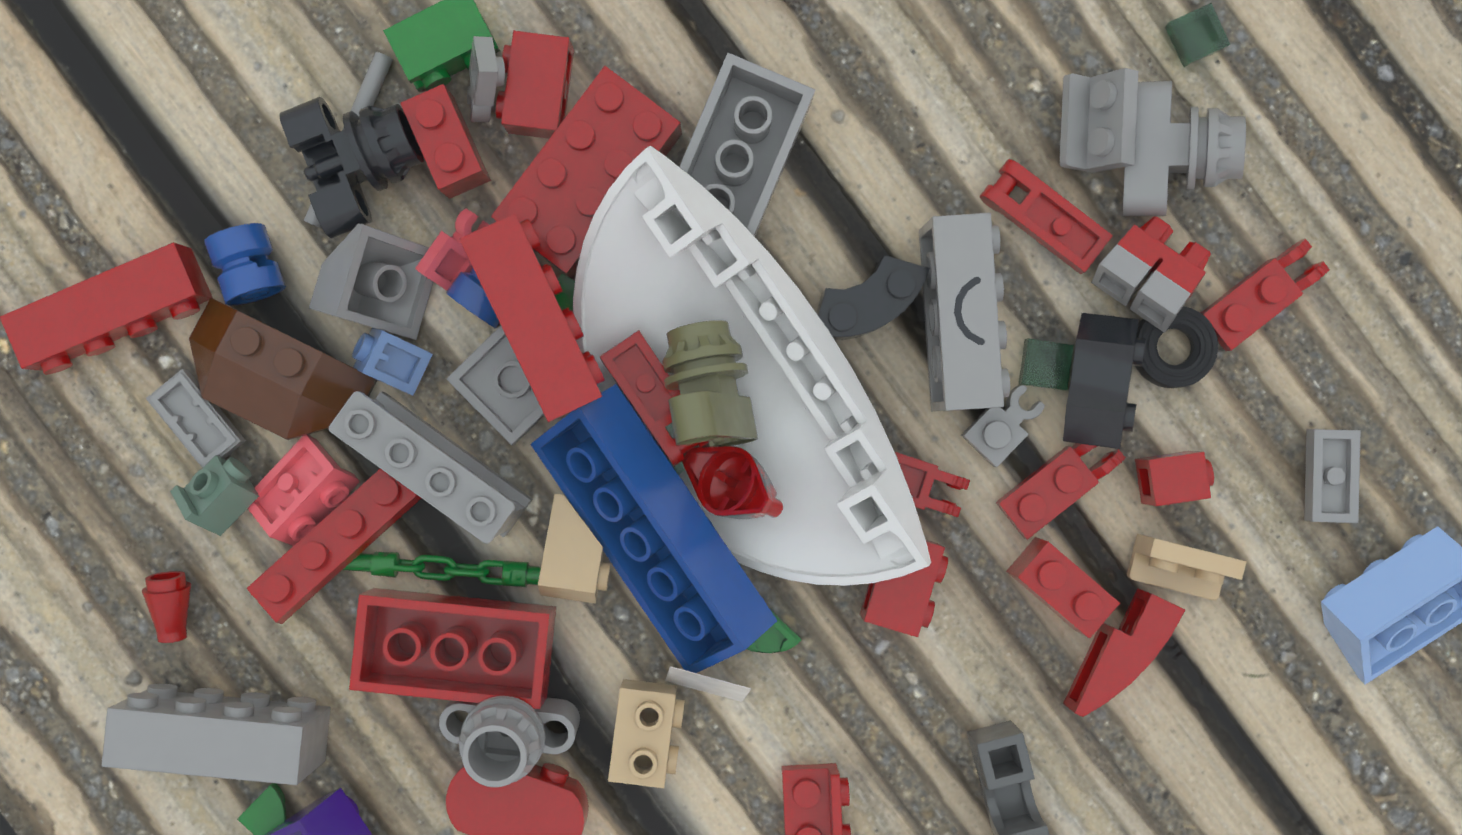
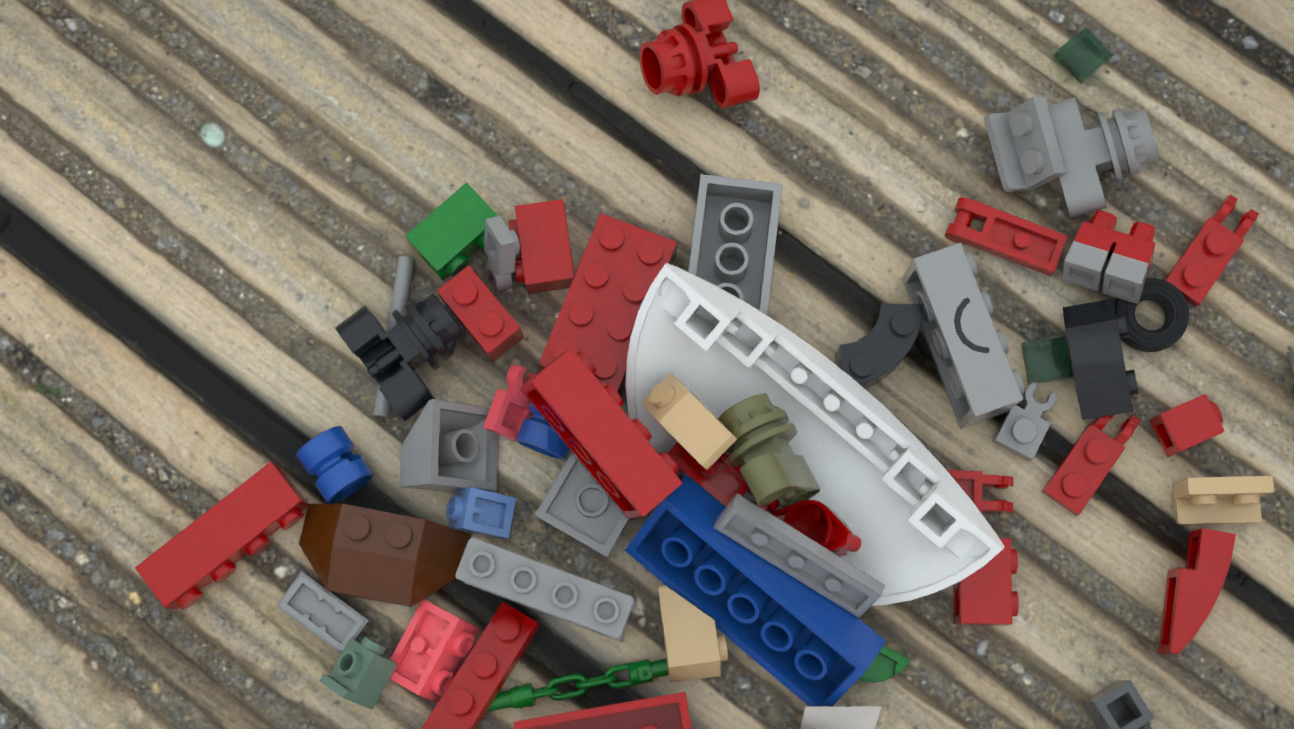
camera: 15 degrees left, 10 degrees down
(631, 327) = (688, 420): none -> tan slope
(708, 507) = (798, 556): none -> light grey tile
(1063, 587) = (1123, 546): red brick -> none

